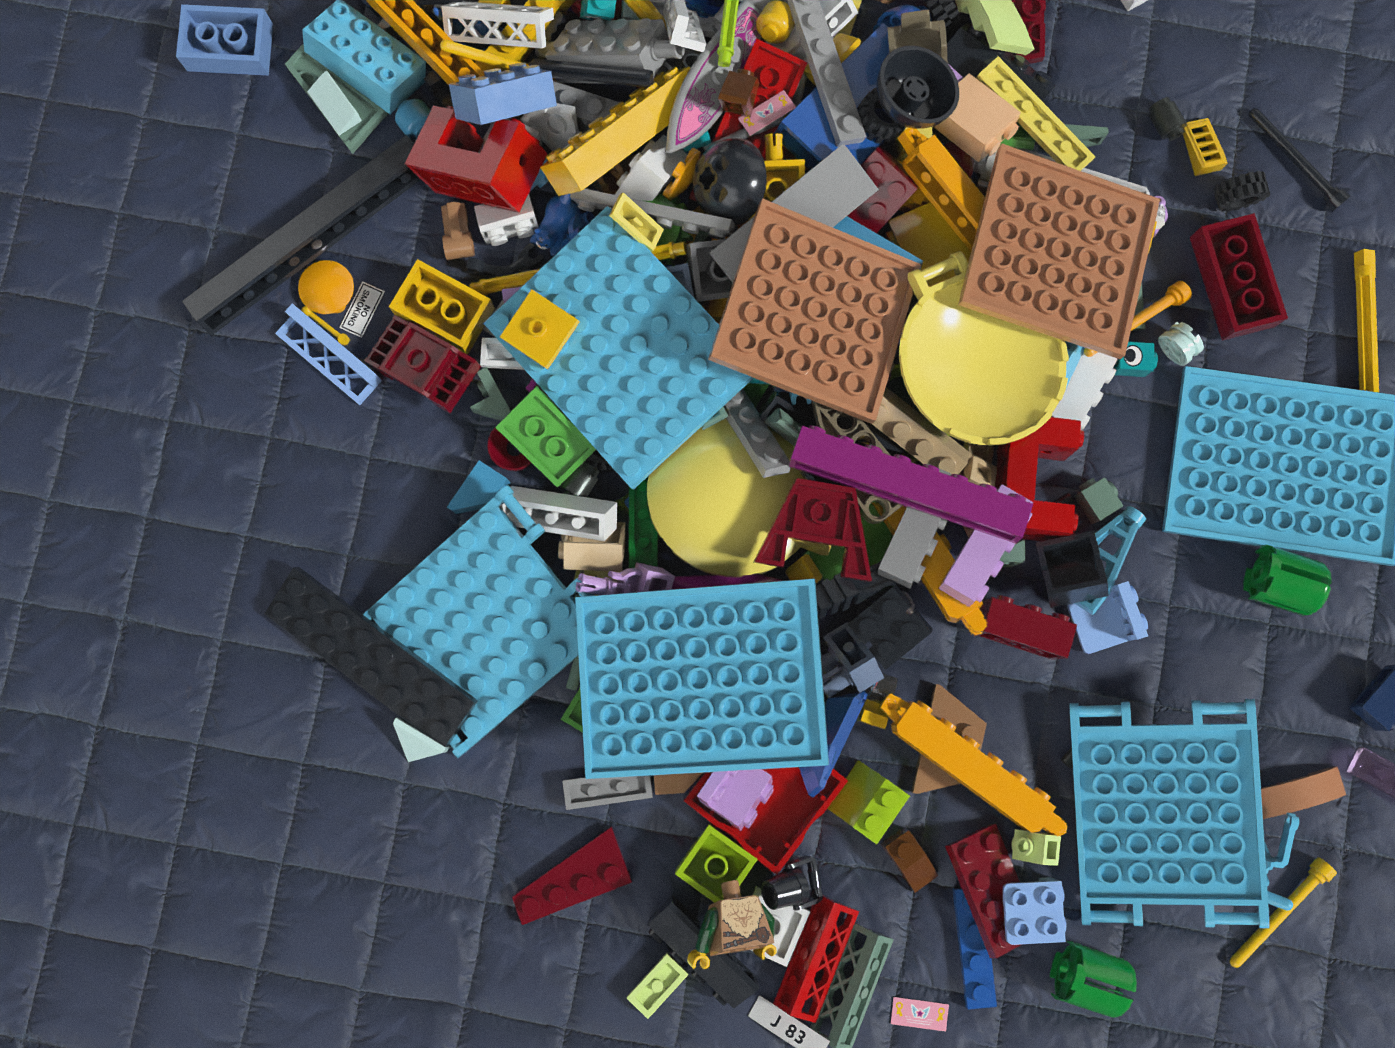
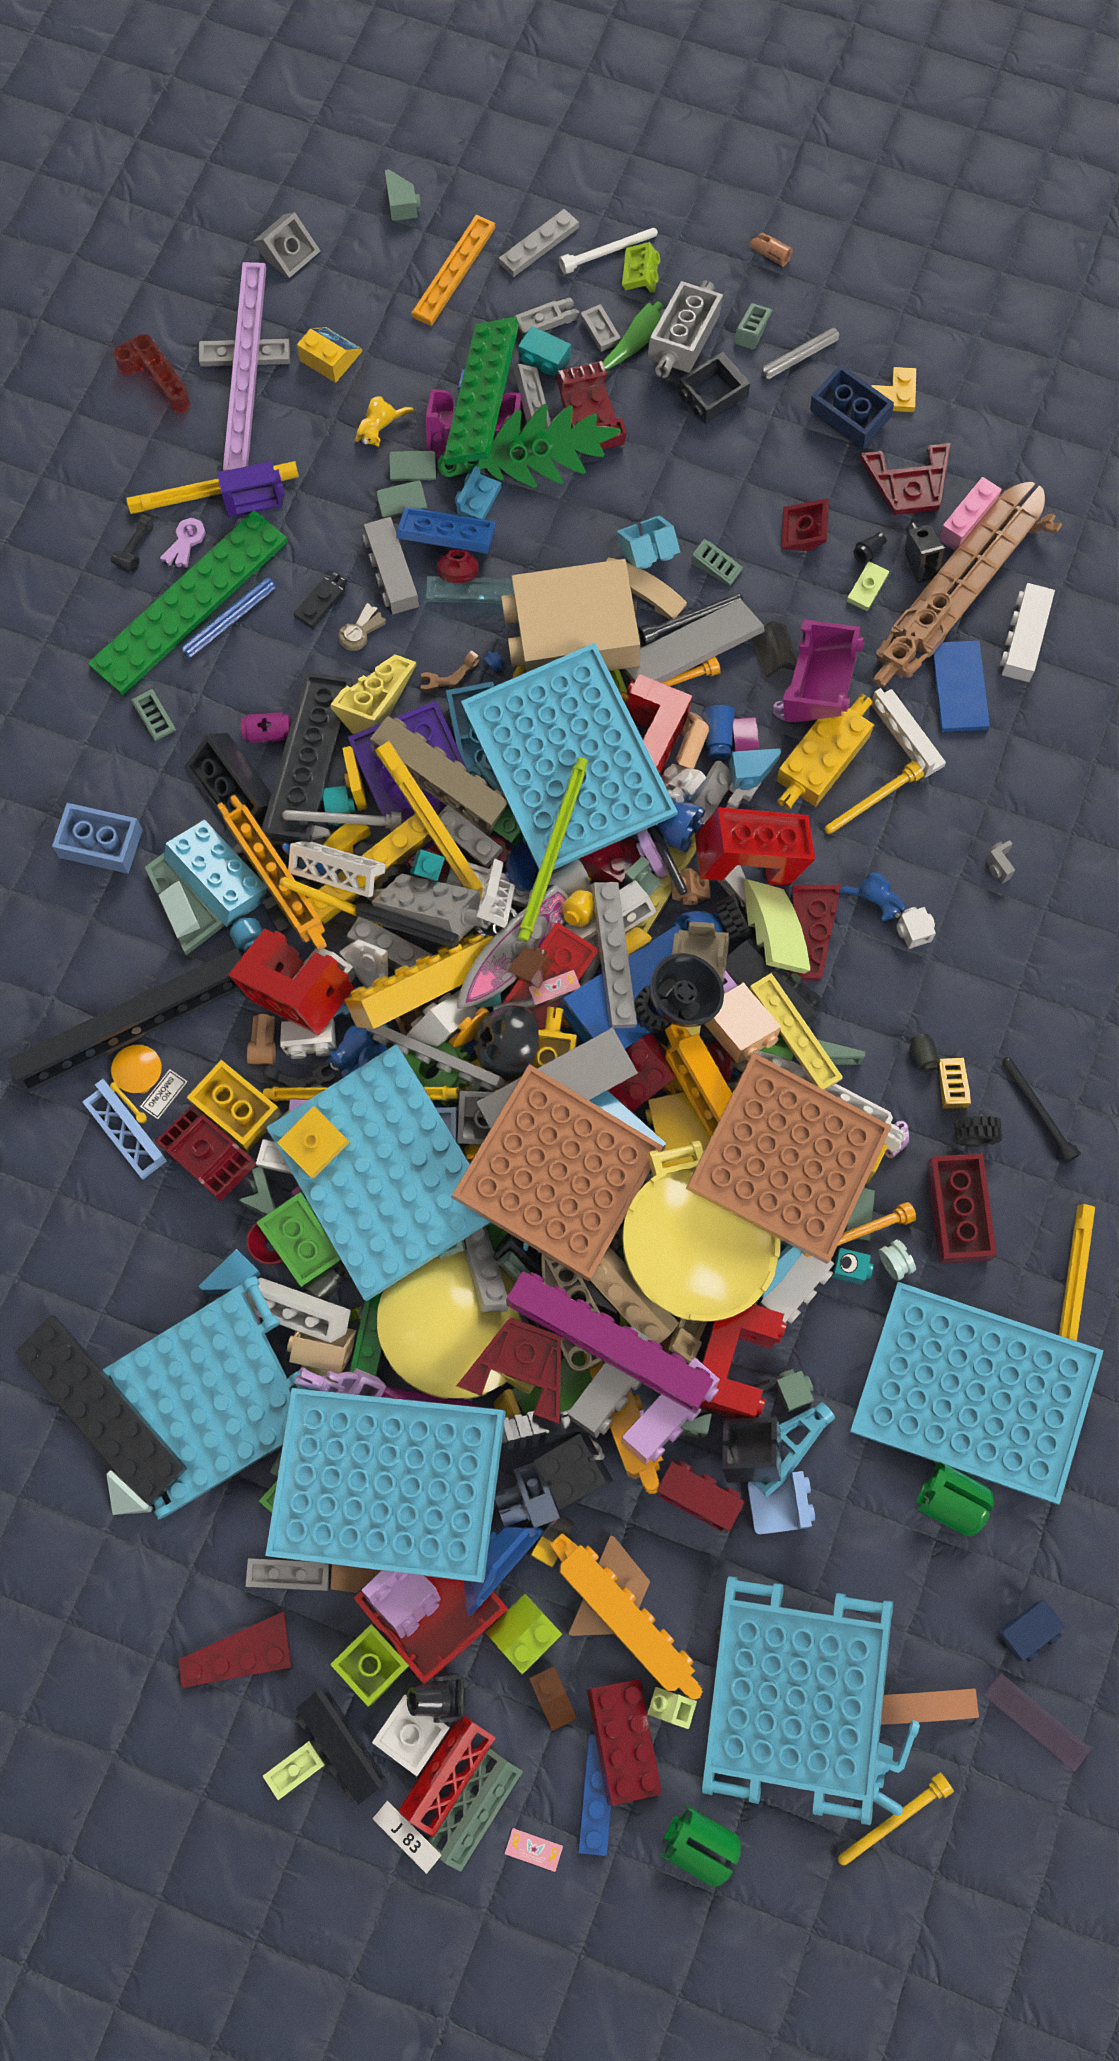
camera: 15 degrees right, 10 degrees down
(502, 93) = (324, 931): medium blue brick -> none
(636, 222) = (417, 1063): light yellow slope -> none
(734, 927) = (373, 1723): torso -> none
(1034, 912) = (656, 1768): light blue bracket -> none

